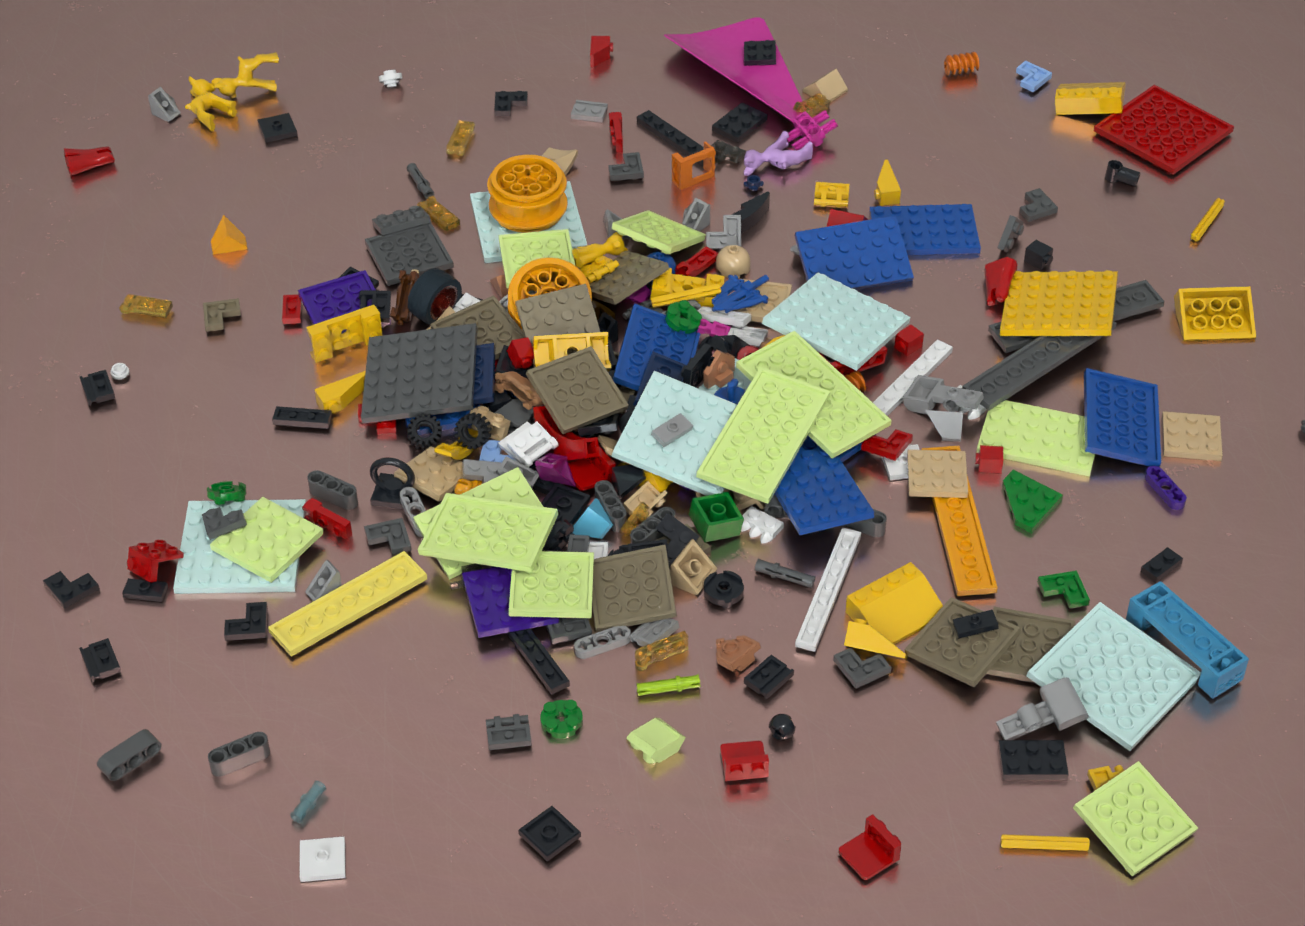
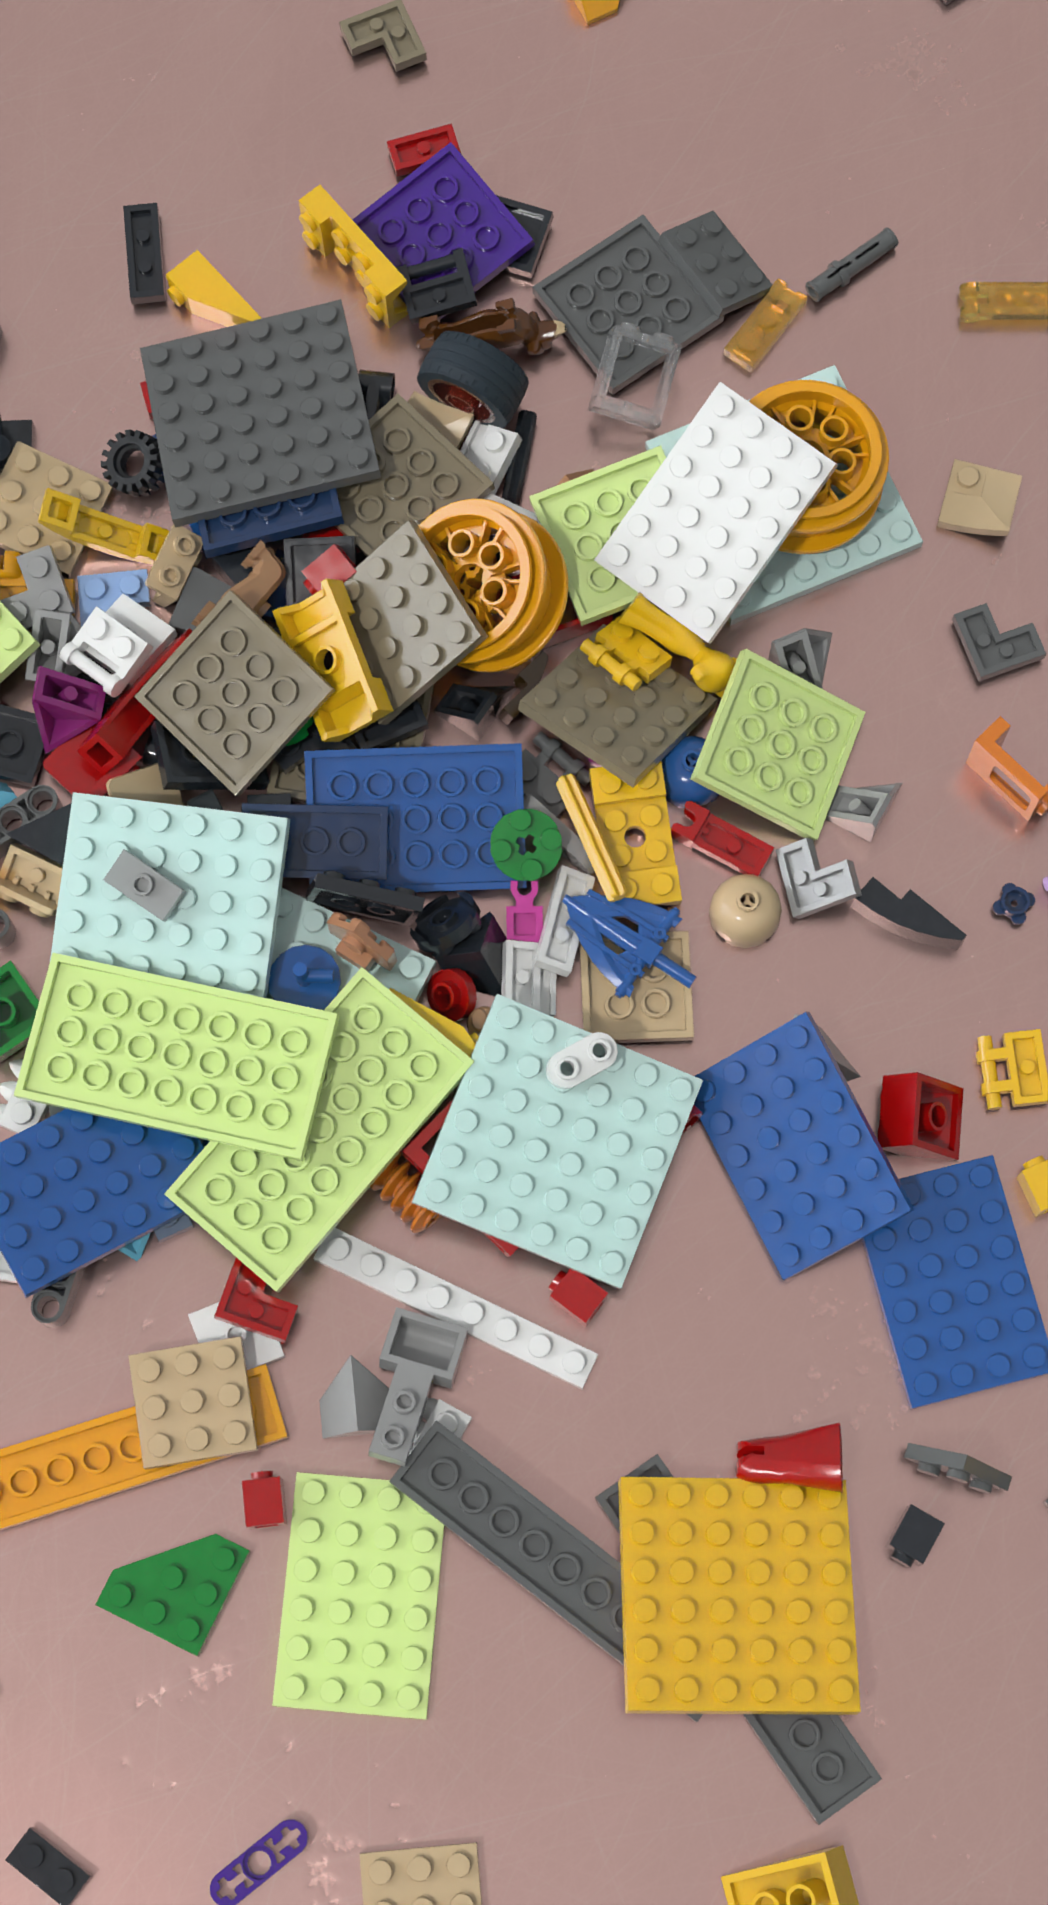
camera: 80 degrees right, 30 degrees up
(447, 255) = (625, 410): none -> clear window
(479, 423) = (132, 542): black tyre -> none
(546, 210) = (715, 512): none -> white plate
(803, 297) = (582, 1059): none -> white plate
(1121, 418) = (425, 1757): blue plate -> none

